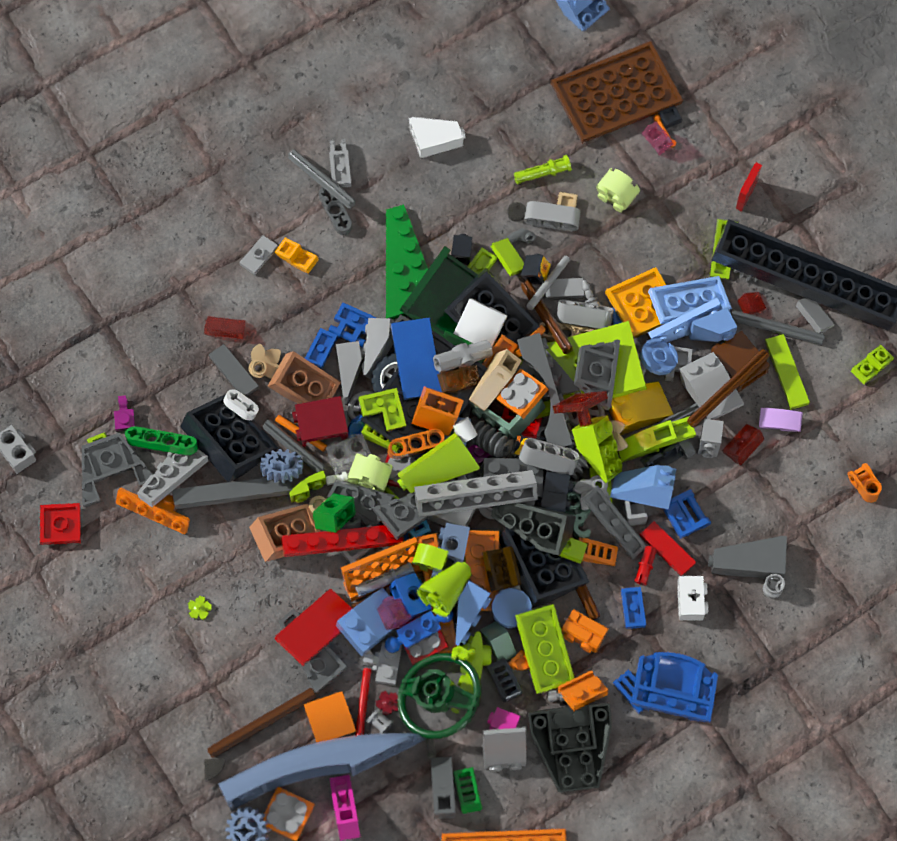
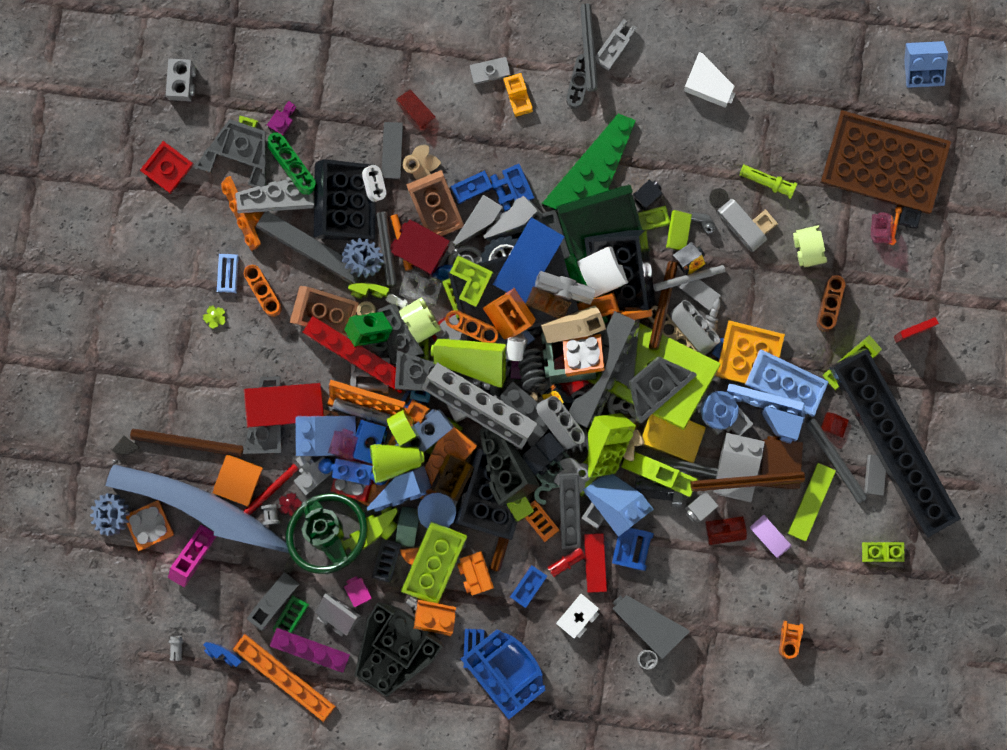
camera: 45 degrees right, 15 degrees up
(191, 579) = (228, 267): none -> light blue tile
(227, 562) = (258, 282): none -> orange beam
(462, 651) = (369, 516): lime plant -> none
(506, 799) = (309, 650): none -> magenta plate
(581, 403) = (616, 403): clear red tile -> none
(669, 211) = (836, 296): none -> dark orange beam

